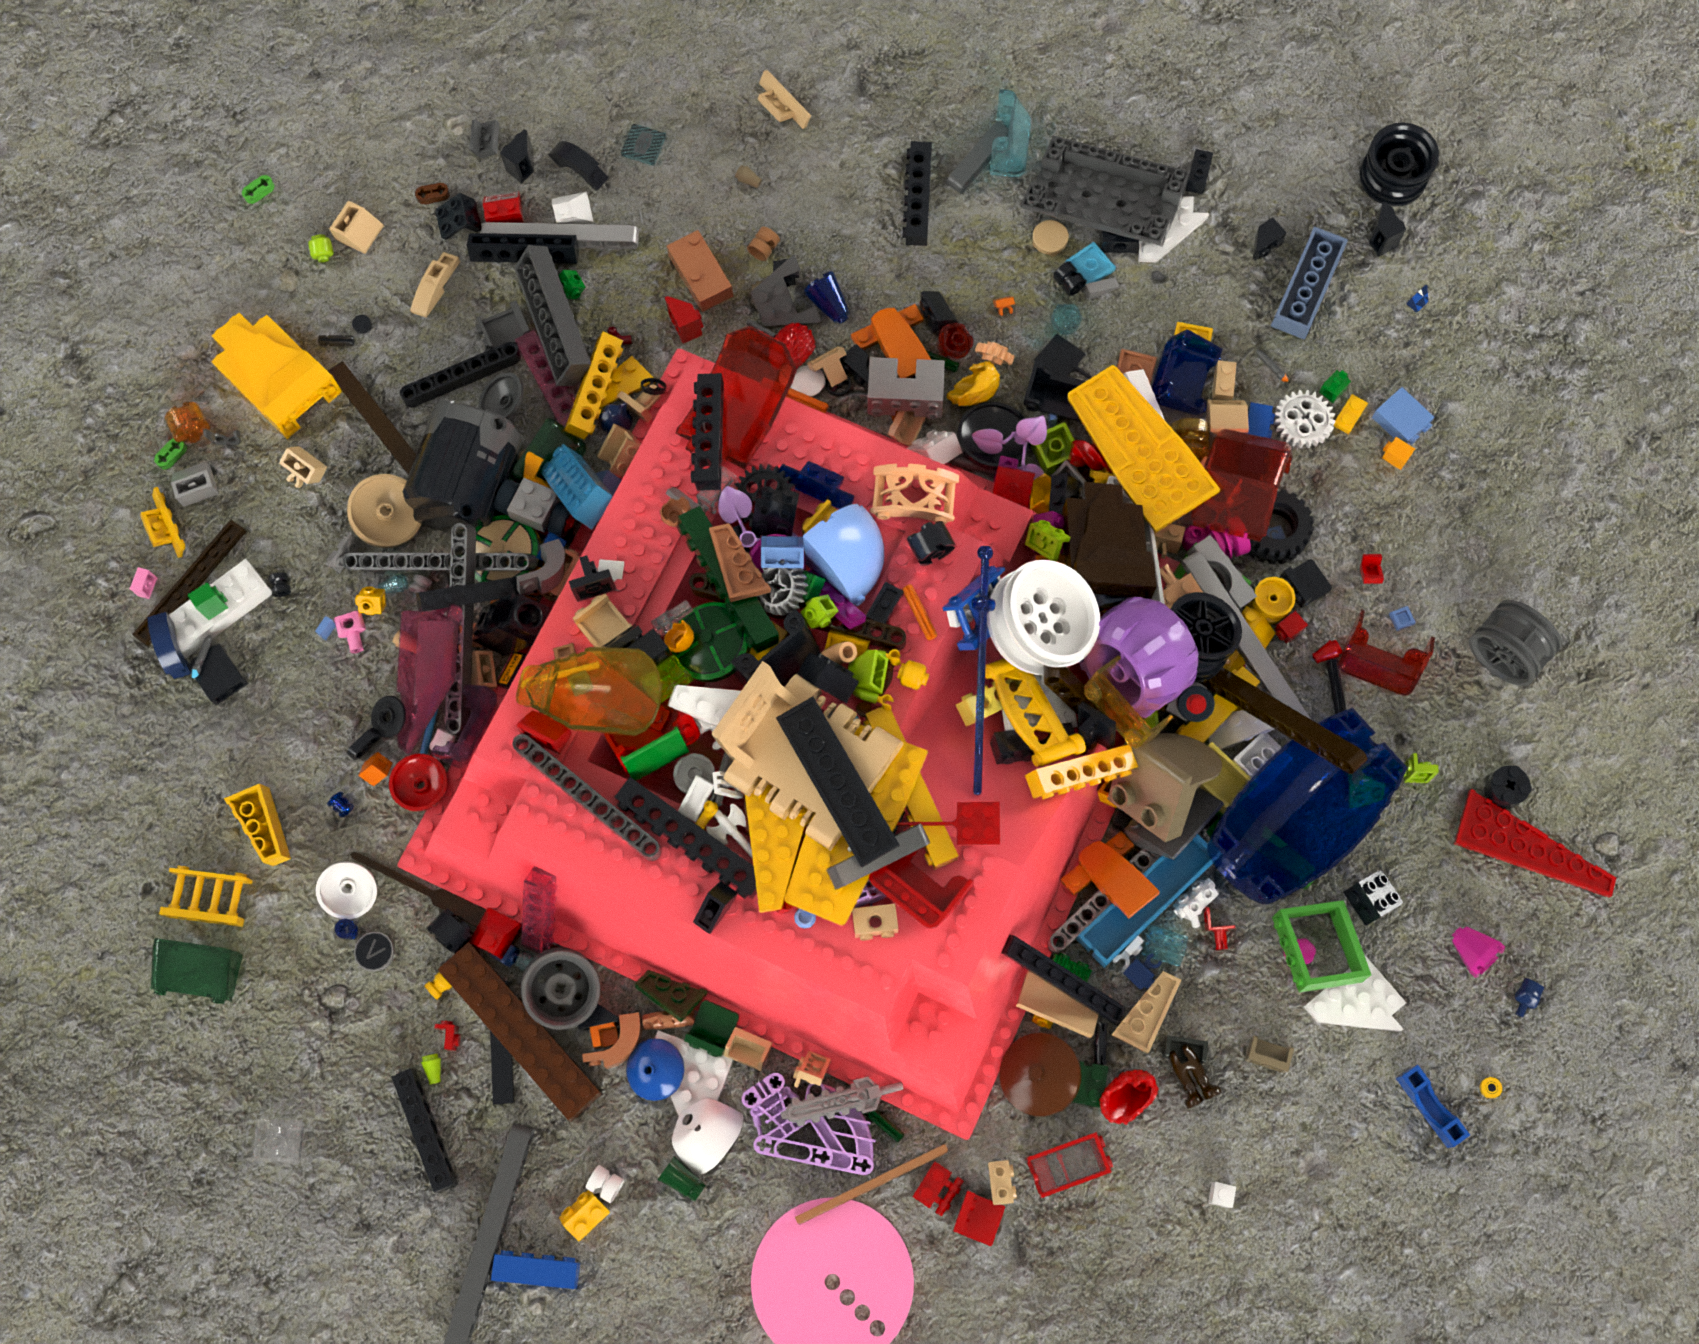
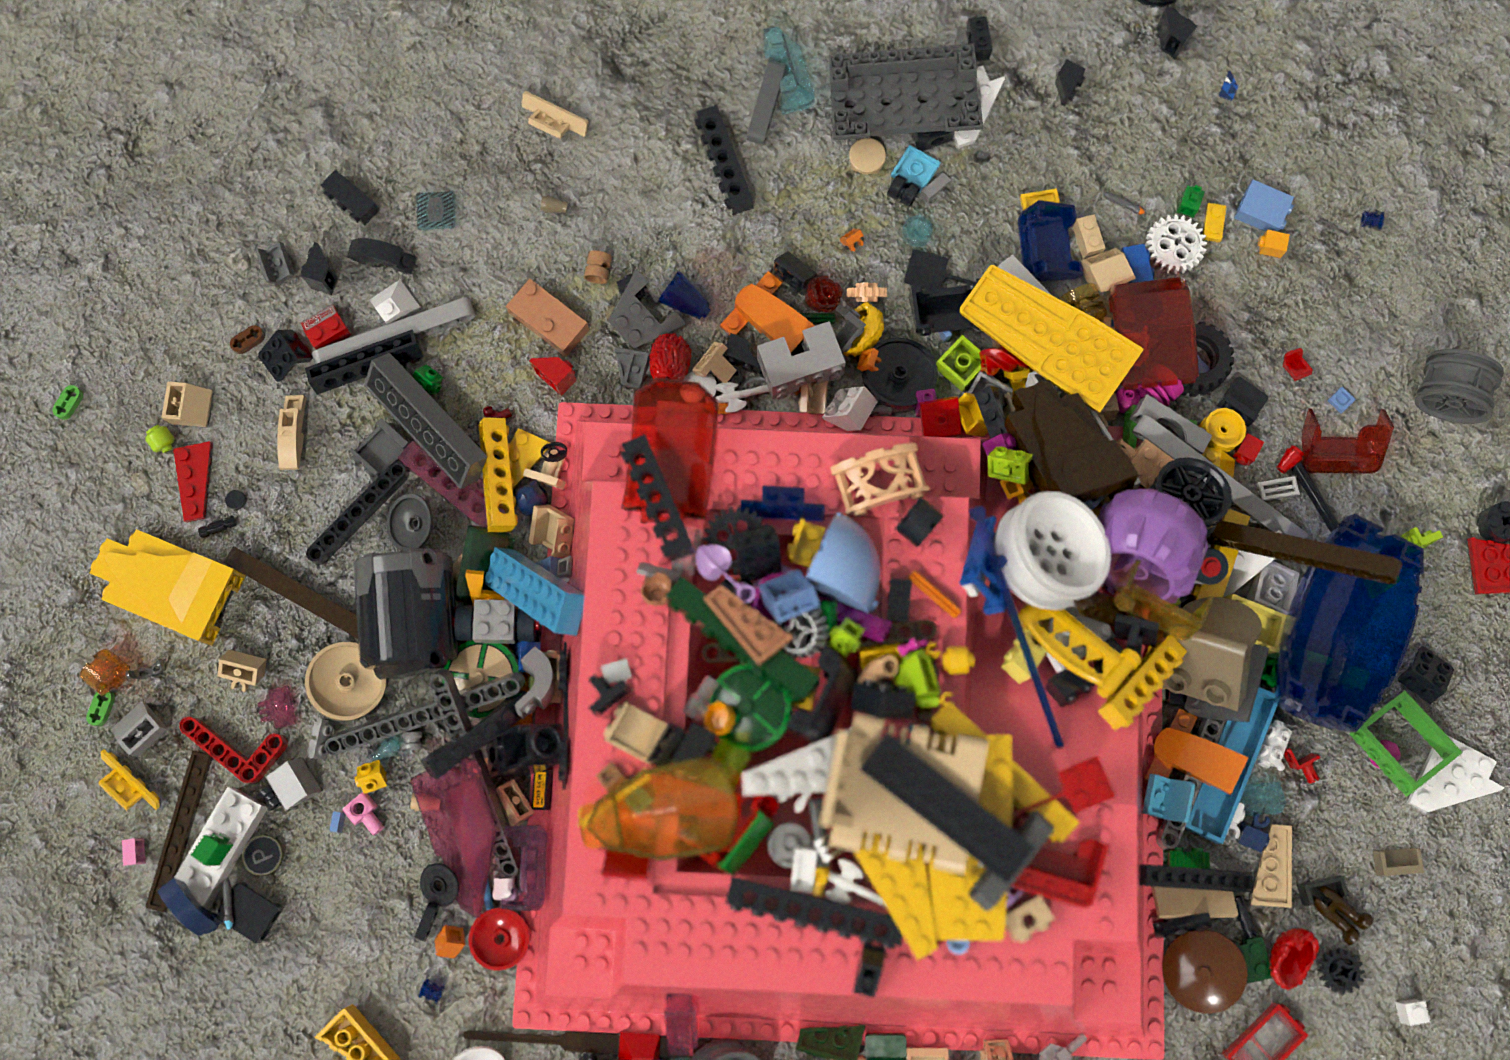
camera: 25 degrees left, 5 degrees up
(250, 631) = (263, 855): none -> black tile
(260, 534) = (230, 752): none -> red beam
(302, 579) = (293, 783): none -> slope
(319, 513) = (278, 708): none -> clear pink hinge
(334, 291) = (192, 472): none -> red wing
(541, 618) = (562, 685): none -> black hinge
(573, 106) = (349, 198): none -> black brick
(580, 788) = (687, 905): dark grey beam -> none
(614, 483) = (564, 568): none -> light grey slope
(833, 399) = (733, 397): none -> white piece
(868, 645) = (912, 646): none -> dark pink piece
(967, 379) = (851, 330): none -> dark grey bracket
(967, 411) = (868, 359): none -> orange tile
(1027, 430) = (943, 359): lavender plant -> none
(1037, 1023) = (1182, 924): none -> black hinge
(1070, 901) = (1168, 798): none -> medium azure bracket
(1135, 361) = (998, 250): nougat tile -> none
(1170, 1120) = (1349, 976): none -> black gear
(1288, 672) = (1262, 491): none -> white tile
(1309, 283) = (1126, 110): sand blue brick -> none
(1503, 466) = (1372, 219): none -> clear blue bush

